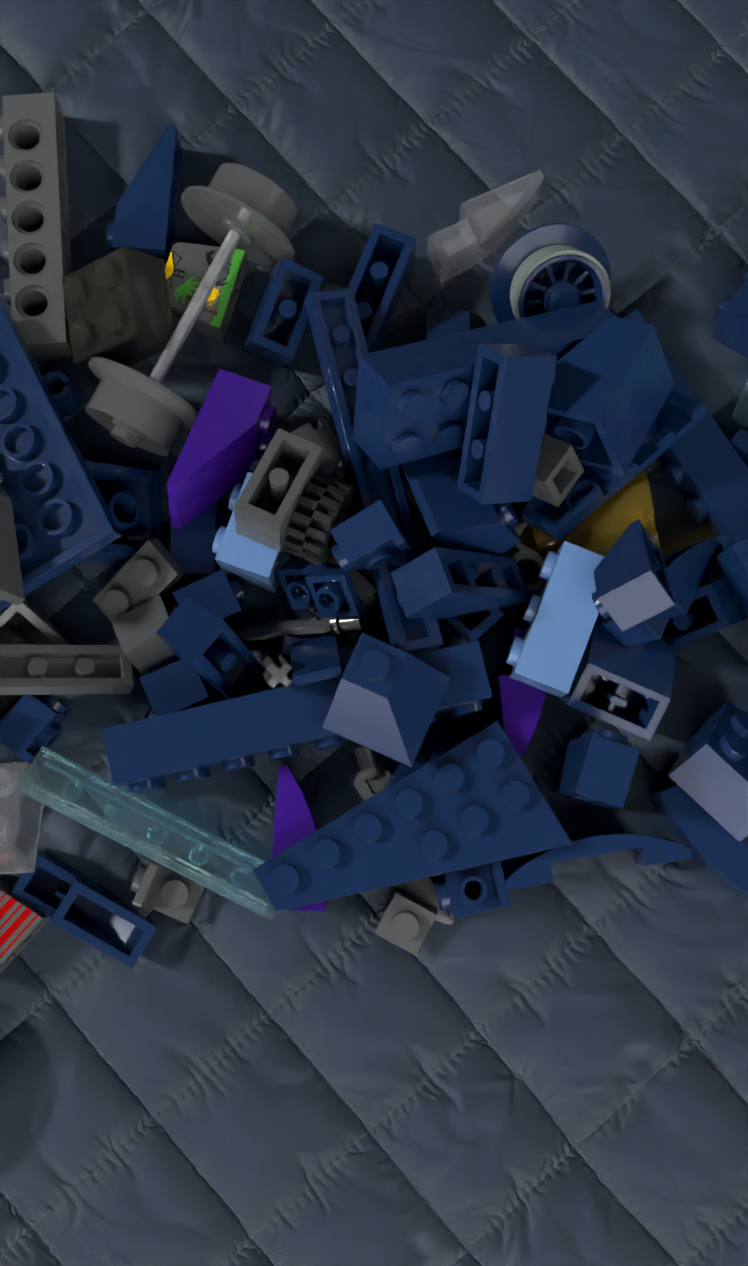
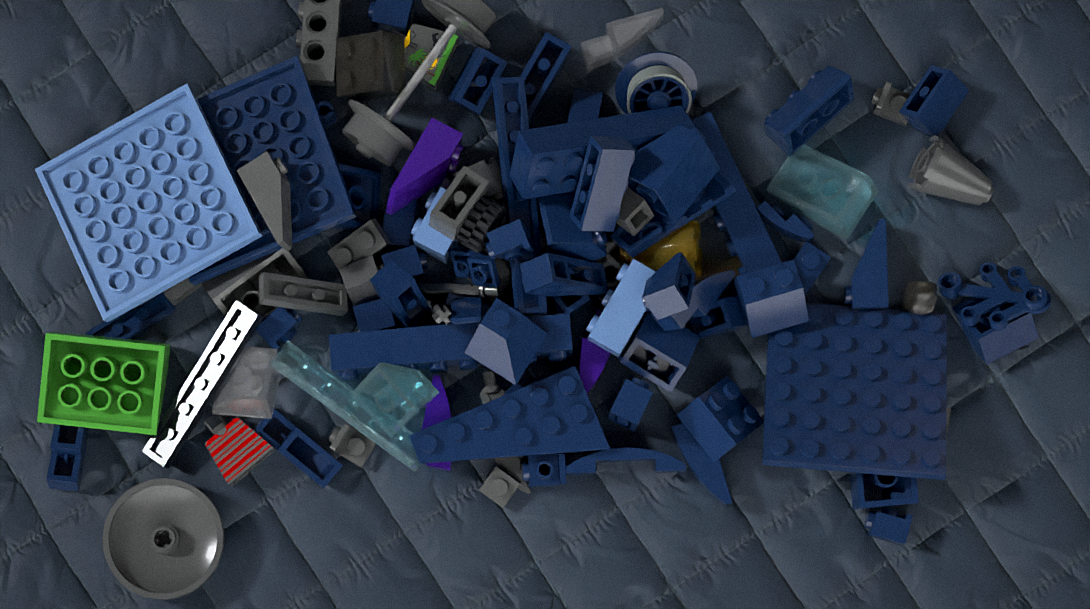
camera: 10 degrees right, 0 degrees up
(221, 808) = (394, 395): none -> clear light blue slope

